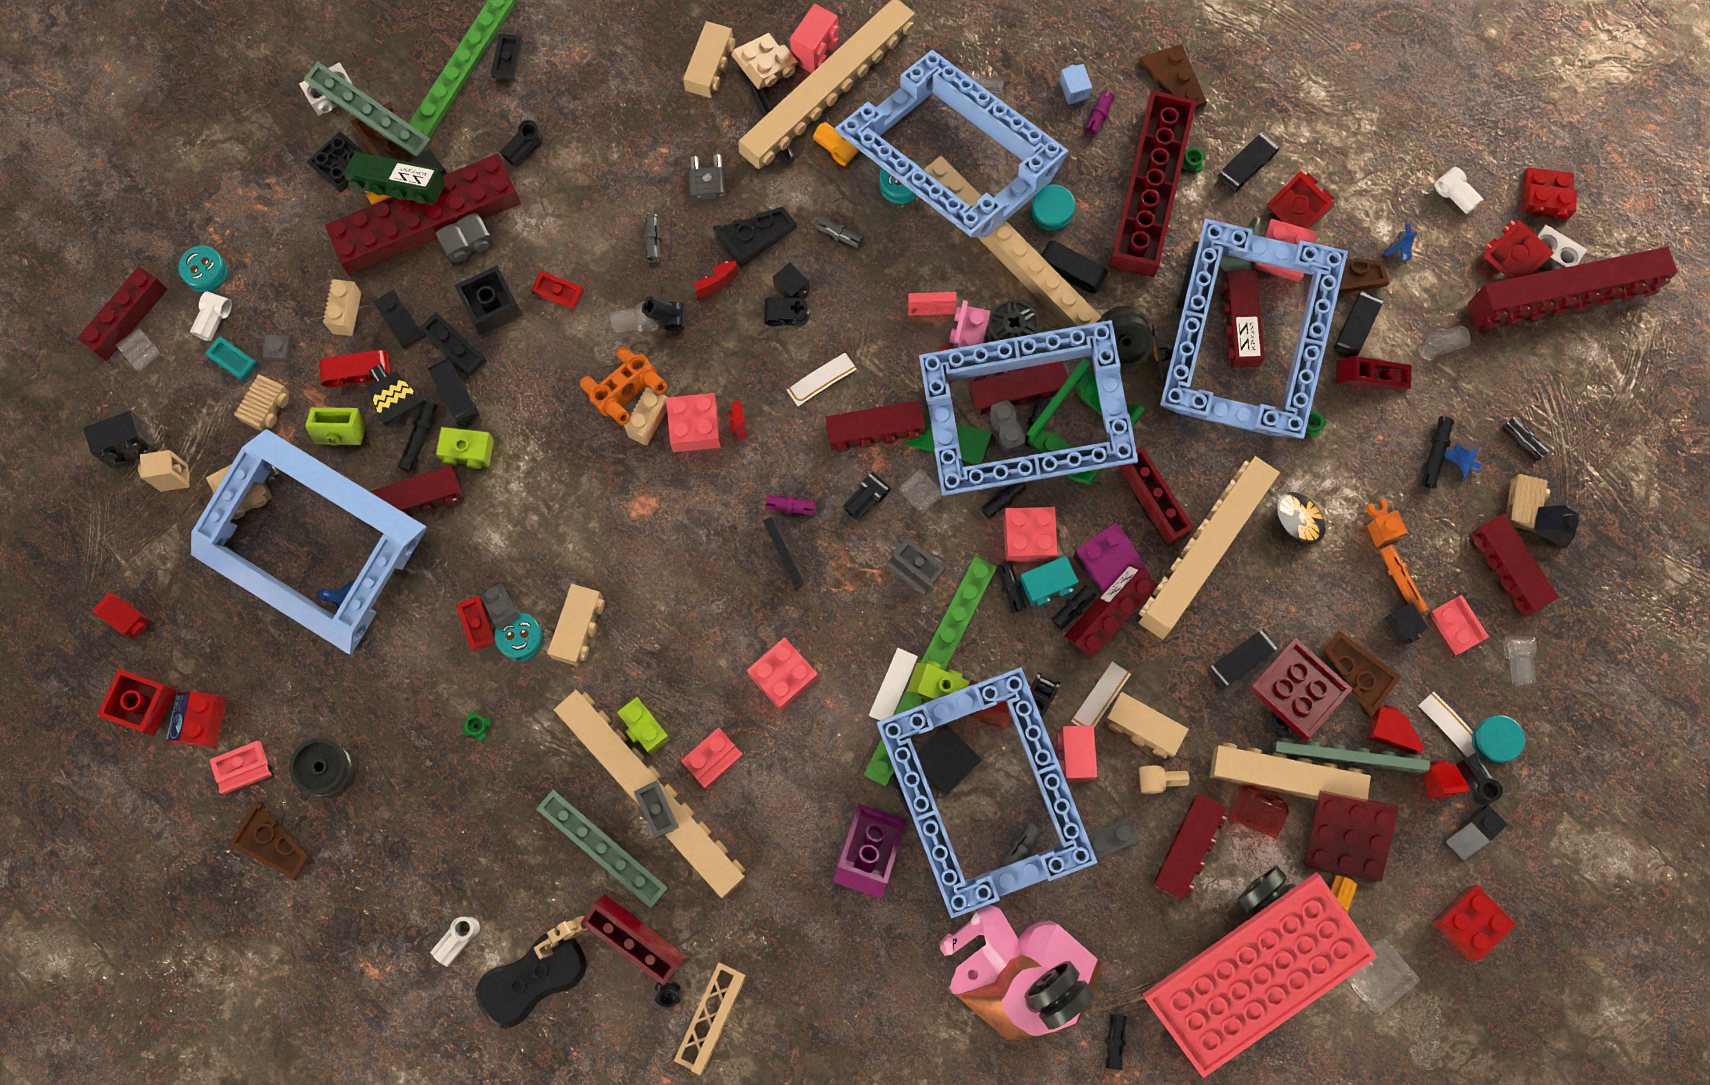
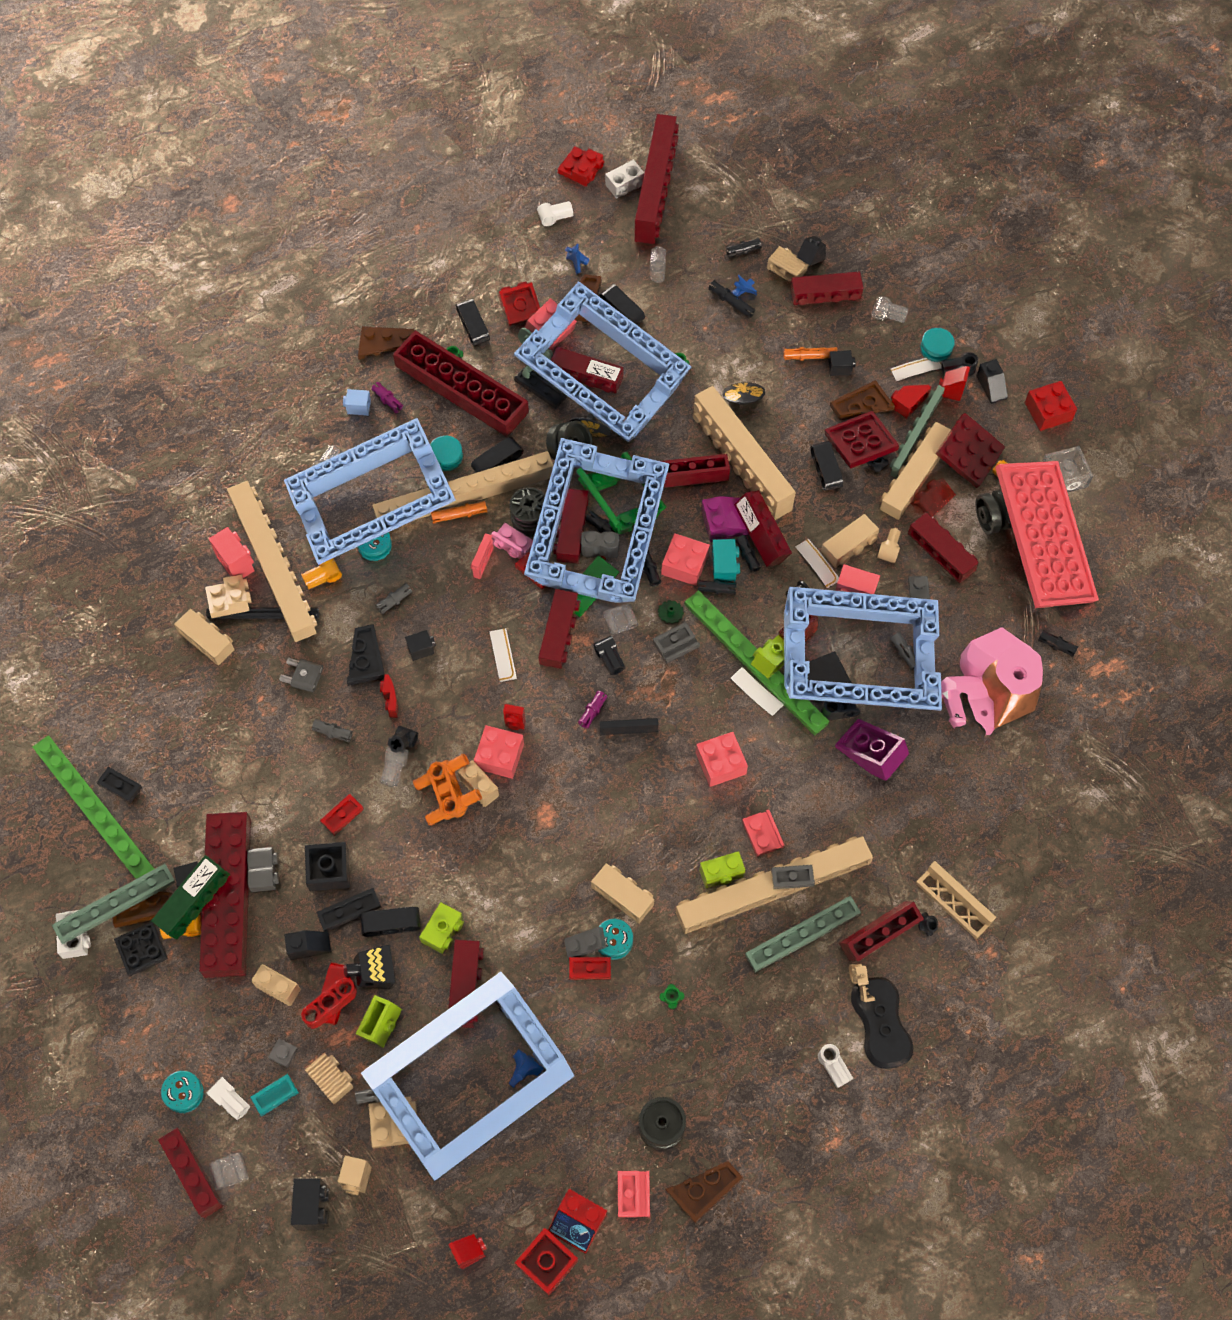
camera: 70 degrees left, 10 degrees down
(324, 358) = (325, 1013): none -> red beam
(418, 435) = (407, 956): black pin -> none
(521, 145) = (203, 798): black piece -> none
(783, 311) = (439, 659): black piece -> none
(956, 545) = (670, 612): none -> dark green piece
(984, 258) = (457, 512): none -> orange pin
(1059, 995) = (1023, 650): pearl dark grey wheel -> none
(1373, 373) = (660, 312): dark red slope -> none
(1386, 526) = (771, 347): orange brick -> none
(1458, 625) = (852, 336): coral plate -> none
(1517, 251) = (616, 196): red plate -> none

